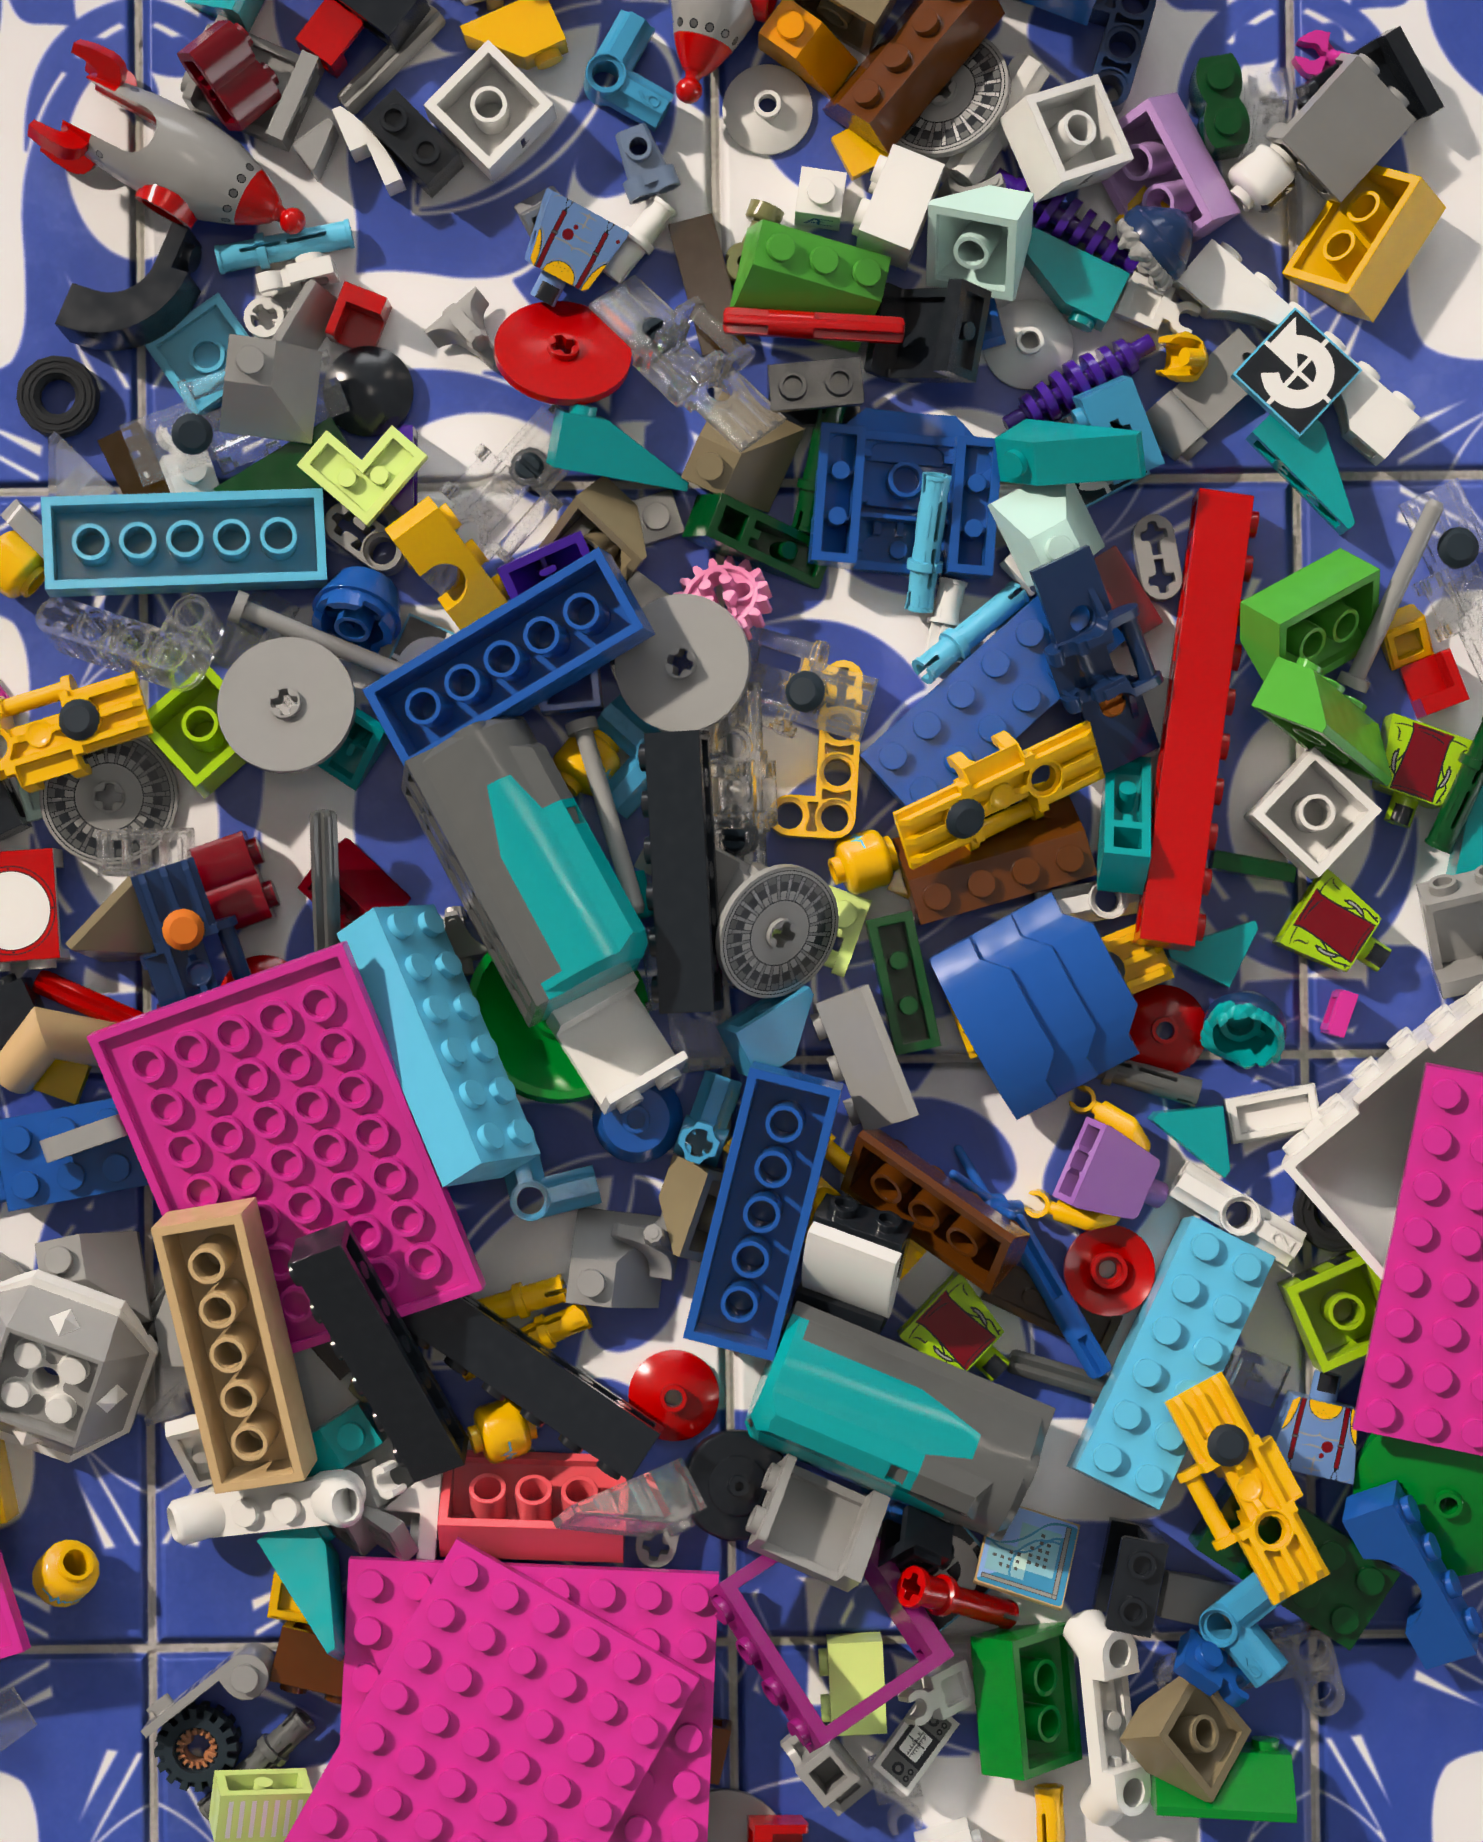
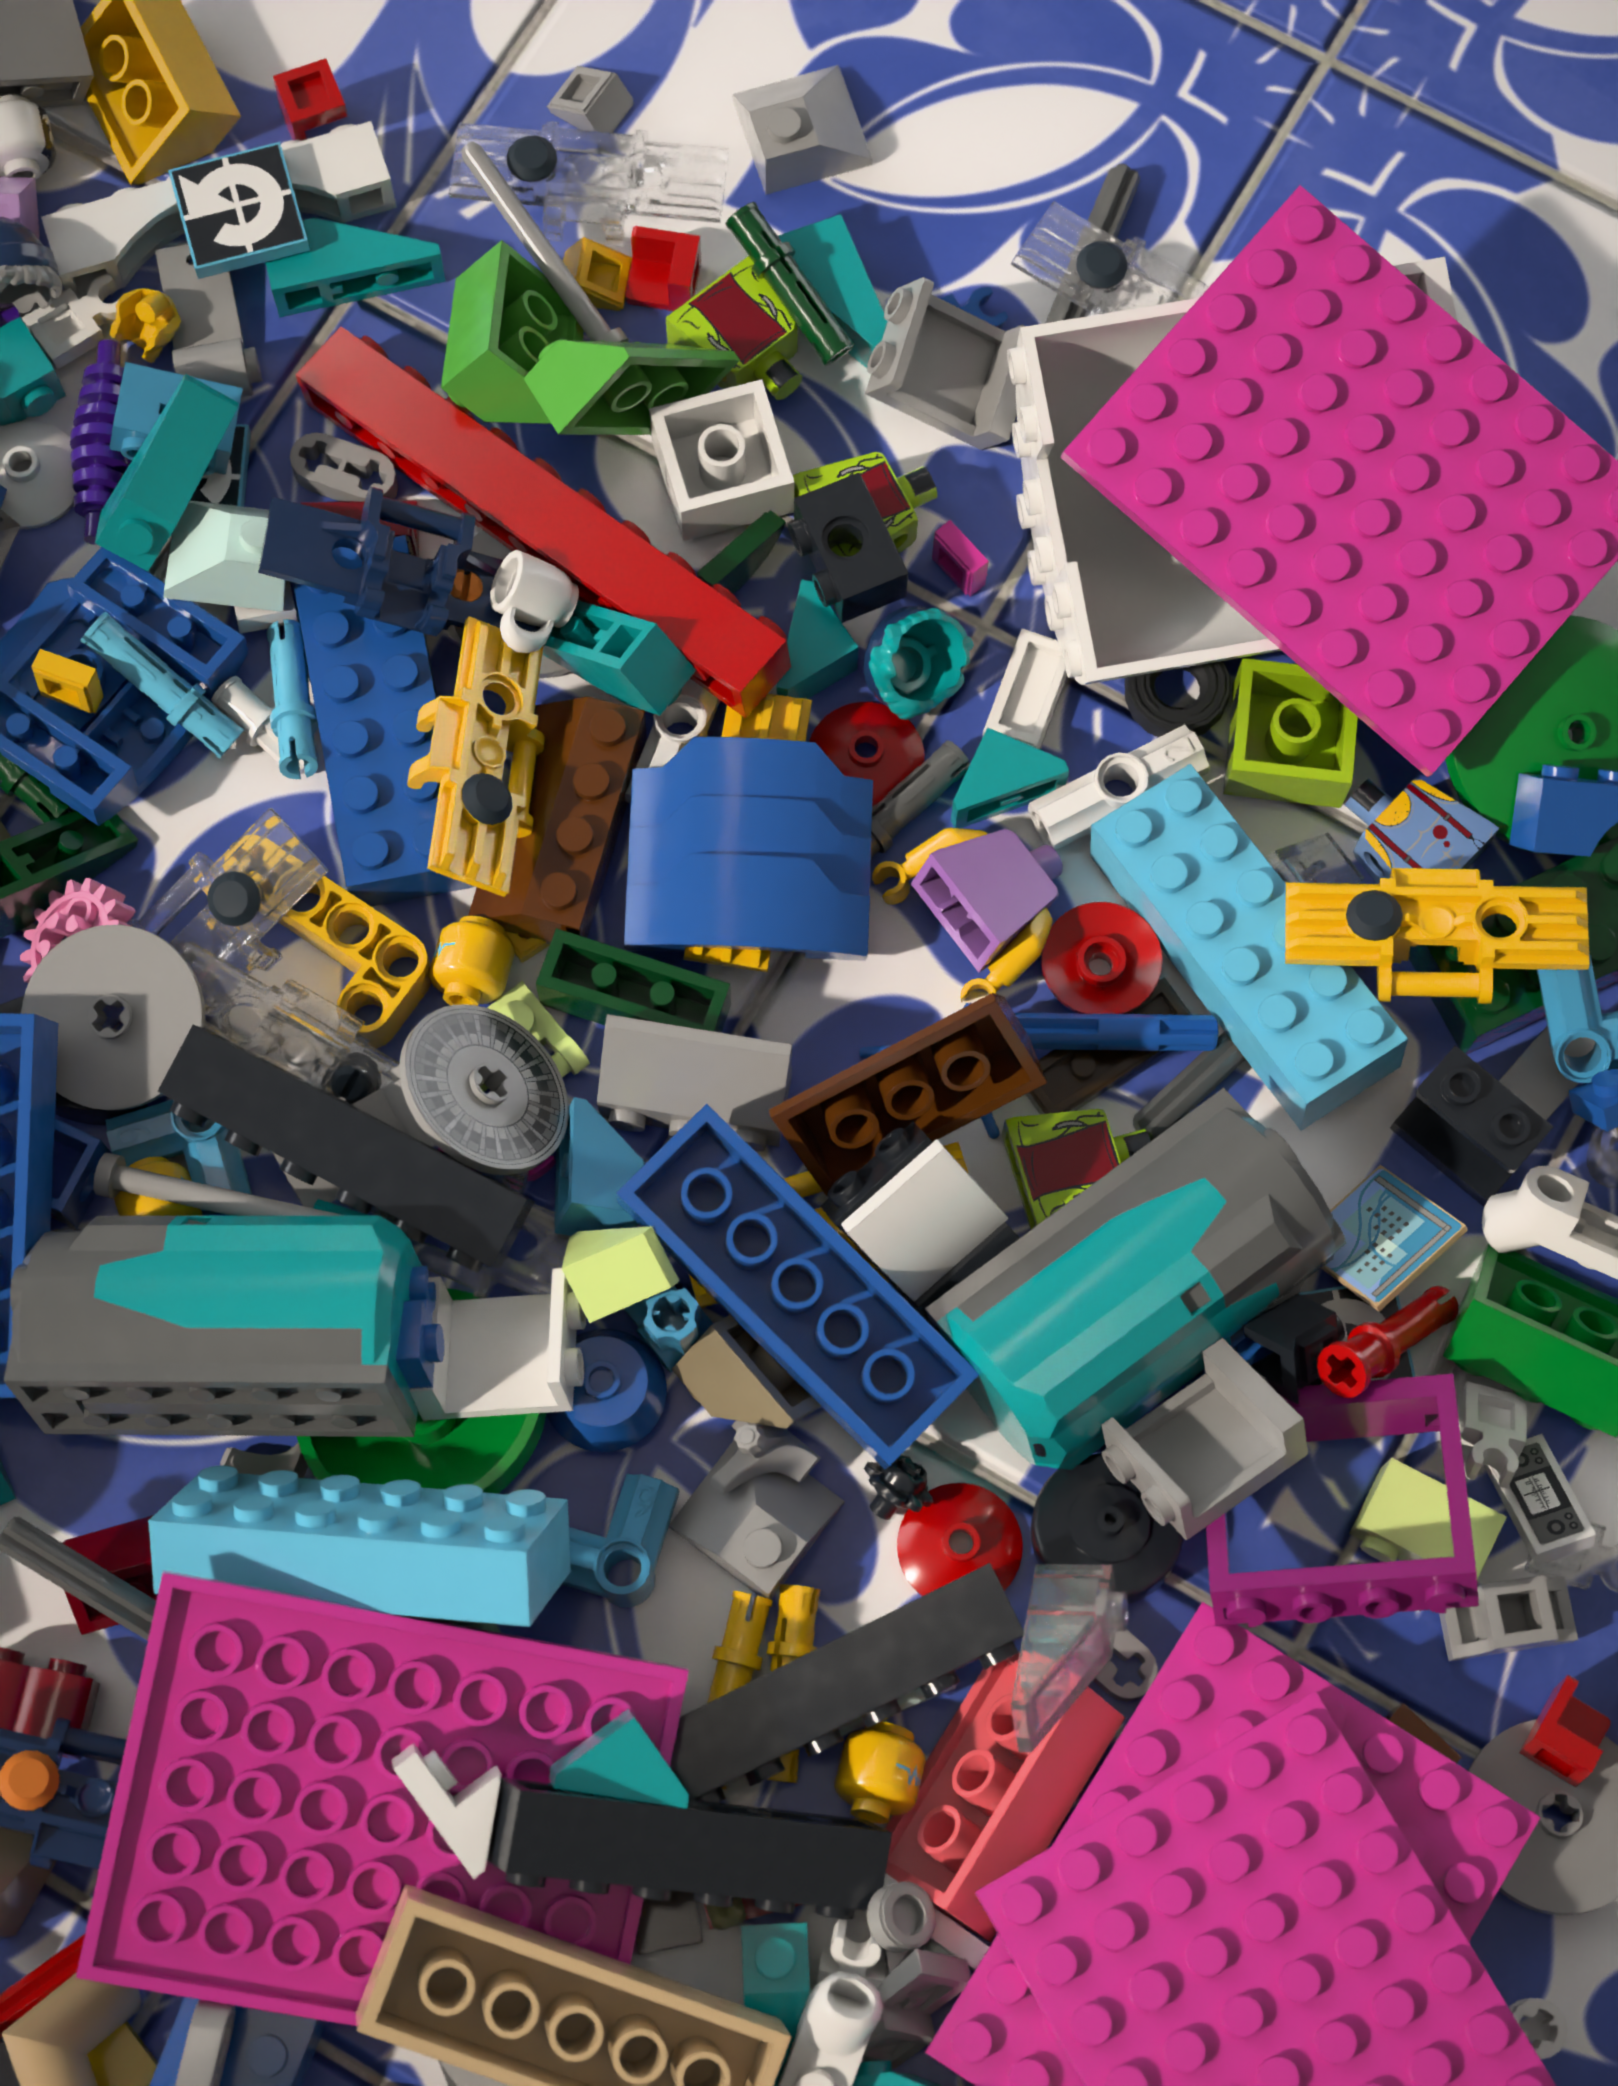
camera: 65 degrees left, 15 degrees down
(313, 1207) = (462, 1819): none -> white slope
(398, 1284) = (619, 1764): none -> teal slope
(418, 1499) = (901, 1916): none -> light grey tile
(586, 1000) = (419, 1339): none -> blue plate
(683, 1348) = (898, 1487): none -> black plant
(706, 1089) = (616, 1268): none -> yellowish green slope
(888, 483) = (67, 681): none -> yellow tile
(1132, 752) = (532, 594): none -> white piece
(1316, 930) = (848, 515): none -> black brick
(1413, 363) = (309, 97): none -> red panel

